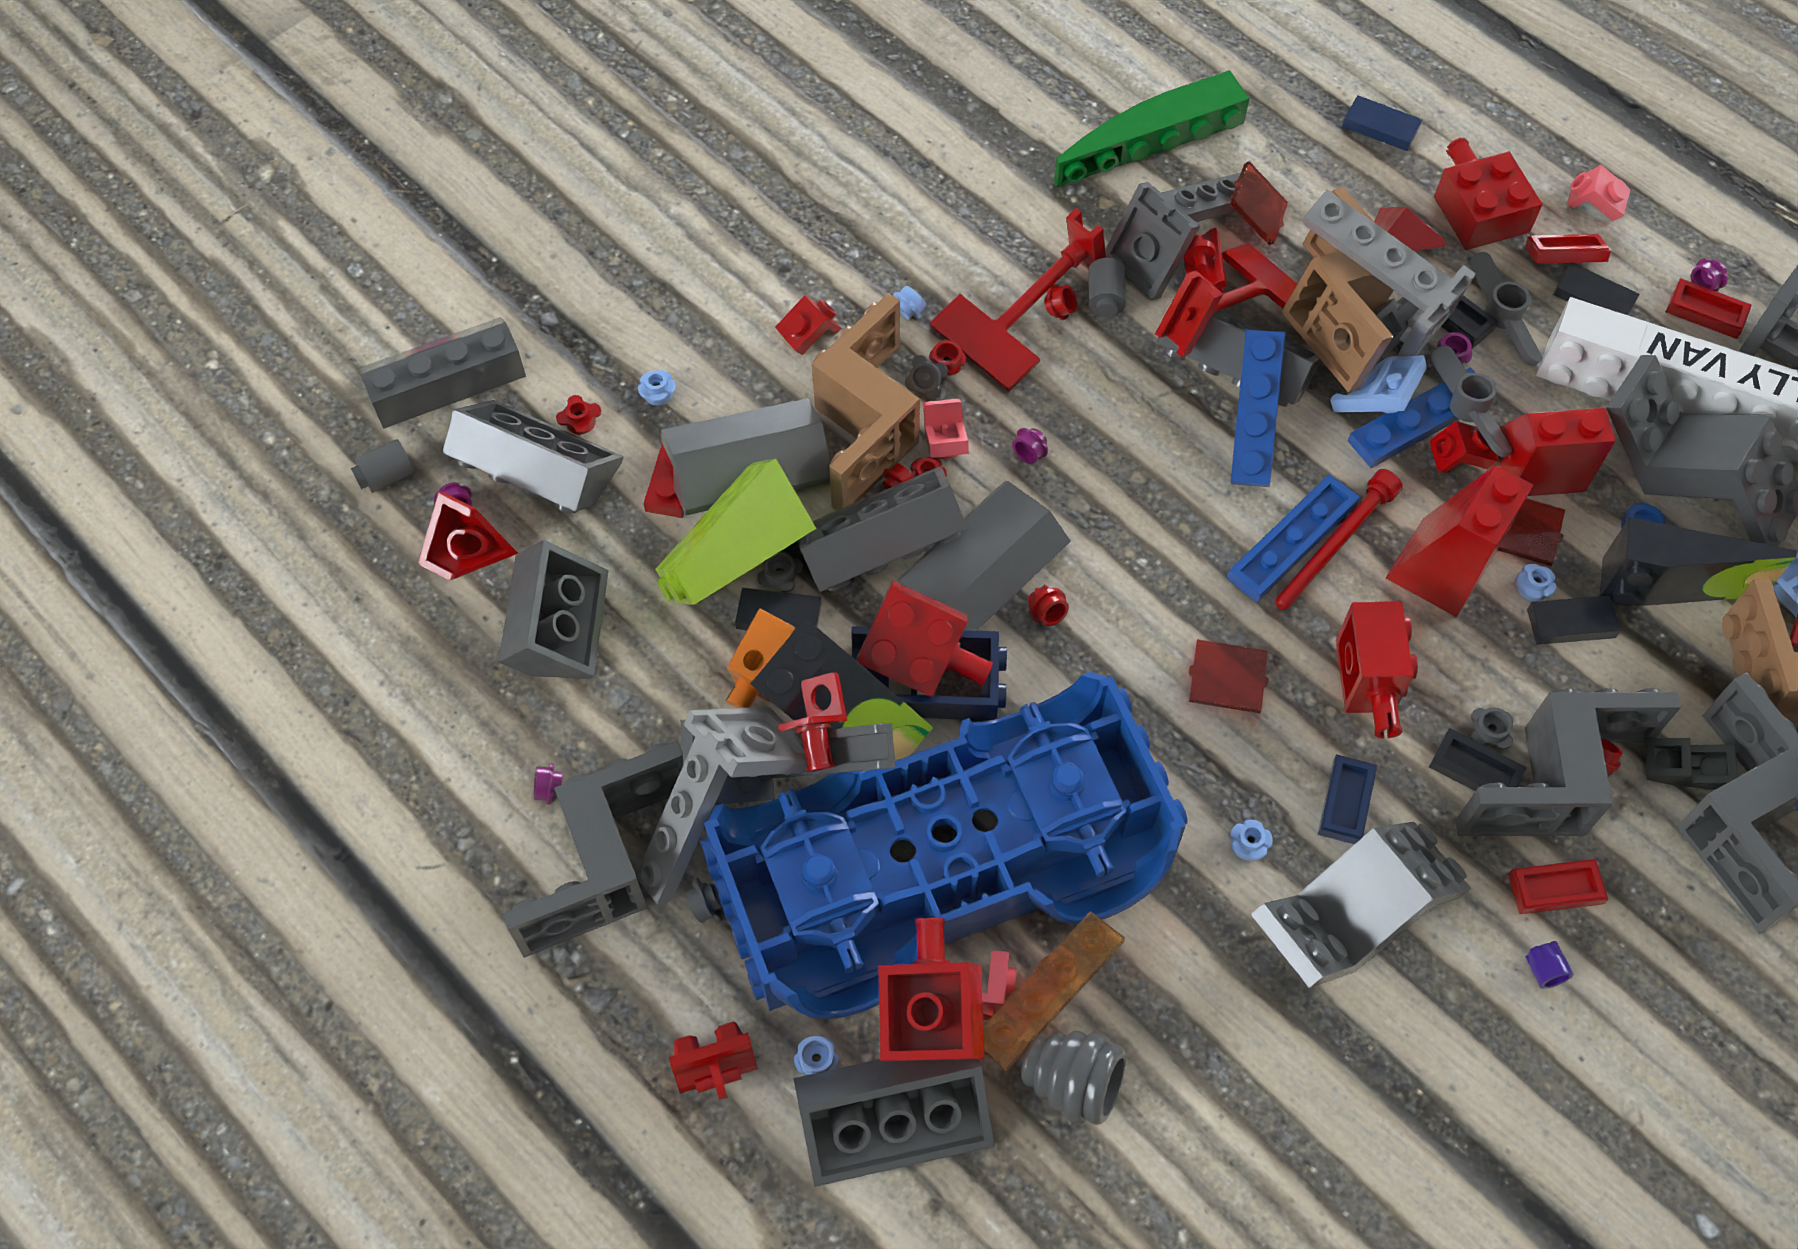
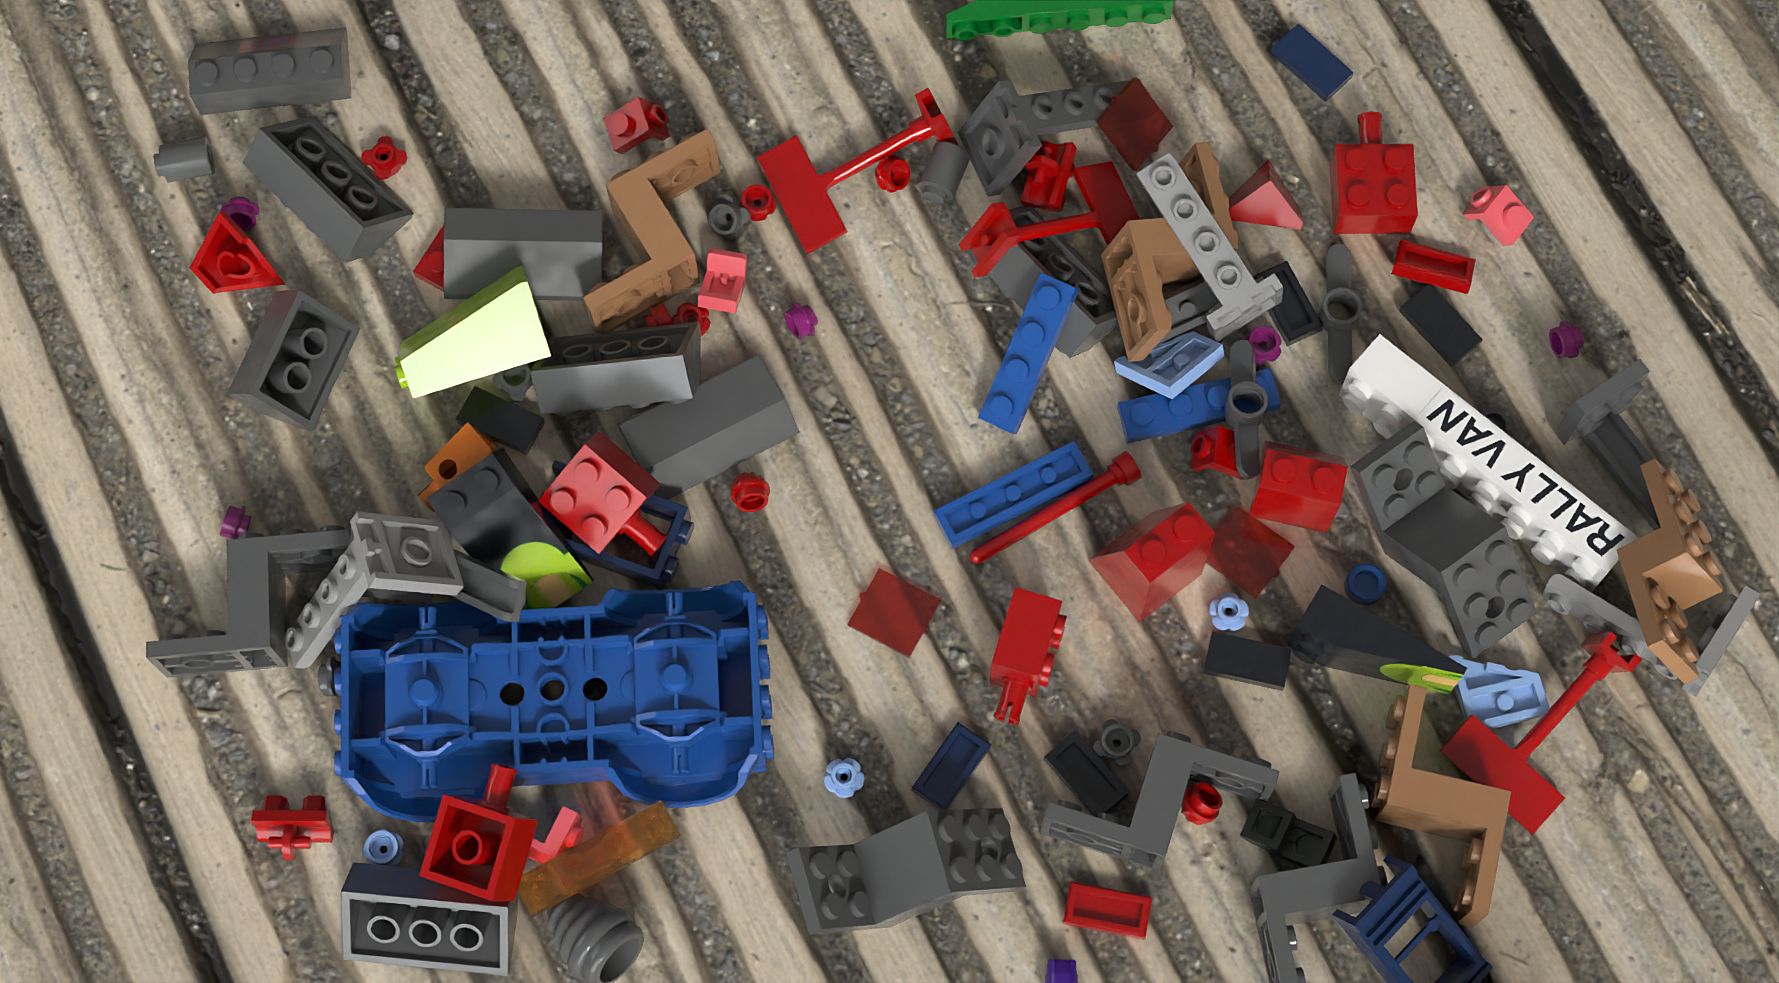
camera: 20 degrees right, 10 degrees up
(656, 394) = (468, 158): light blue plate -> none
(815, 725) = (464, 562): red bracket -> none
(910, 303) = (742, 131): light blue plate -> none
(1708, 308) = (1549, 374): red tile -> none

